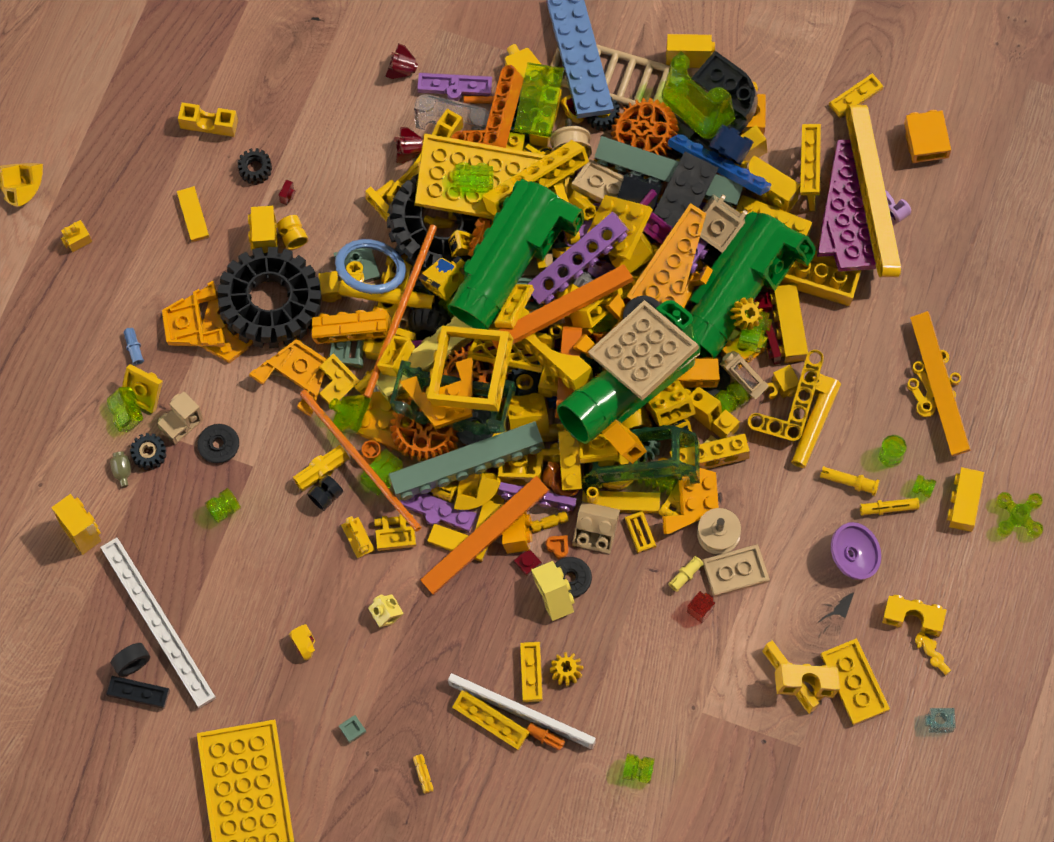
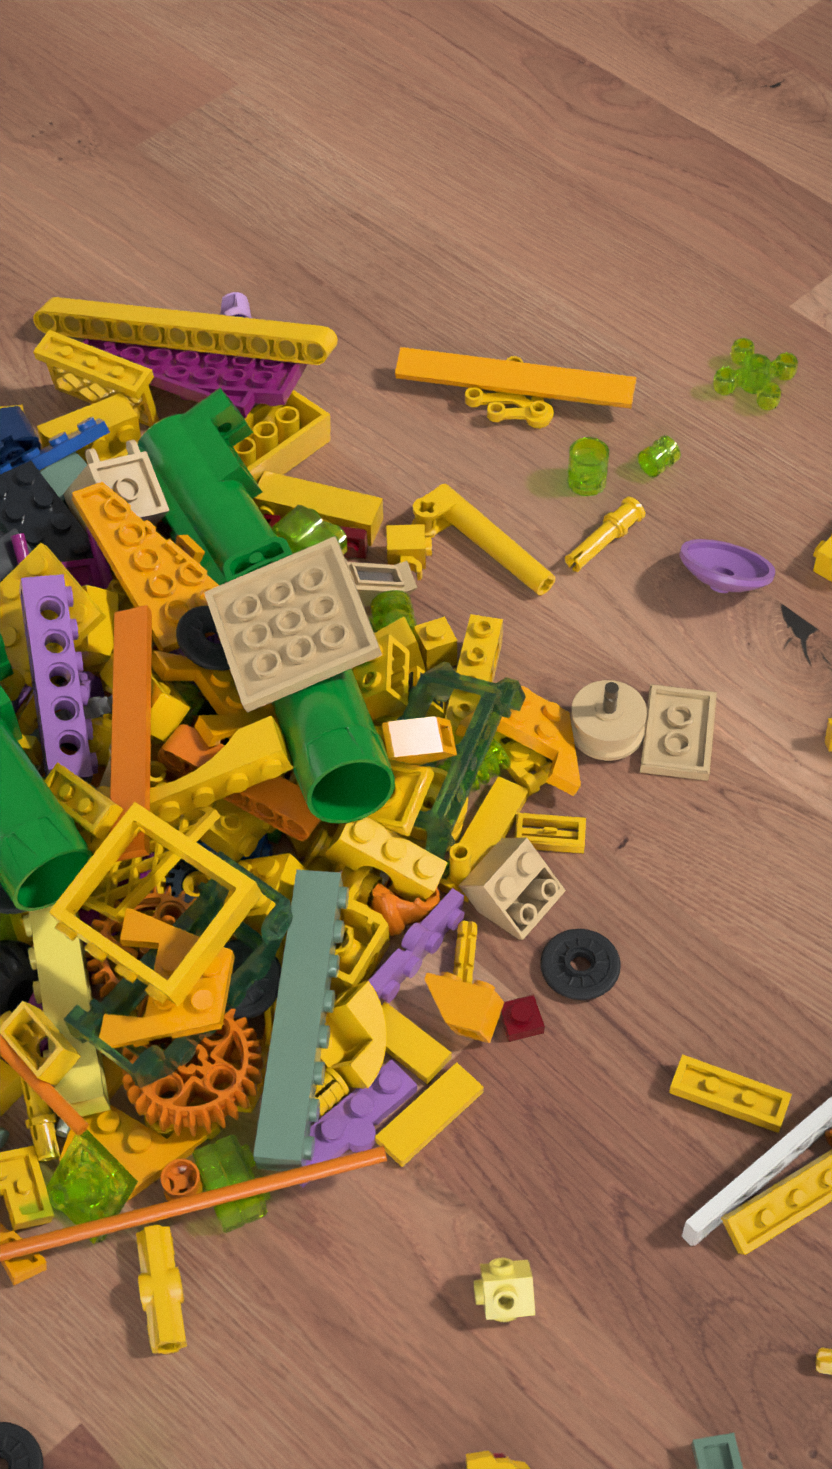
camera: 65 degrees left, 15 degrees down
(325, 492) = (217, 1304): black wheel -> none
(357, 536) = (331, 1283): yellow hinge -> none
(394, 537) = (368, 1214): yellow plate -> none
(484, 535) = (449, 1058): orange tile -> none
(554, 590) = (602, 985): light yellow brick -> none
(558, 545) = (514, 960): orange tile -> none
(567, 676) = (749, 1034): yellow gear -> none
(686, 573) = (655, 796): light yellow pin -> none
(701, 606) = (725, 795): clear red brick -> none
(739, 313) = (288, 518): yellow gear -> none
(797, 403) = (453, 538): yellow beam -> none
(856, 95) = (21, 309): yellow tile -> none
(866, 509) = (666, 515): yellow pin -> none
(927, 136) = (142, 258): light orange brick -> none
(965, 499) = (703, 419): yellow brick -> none

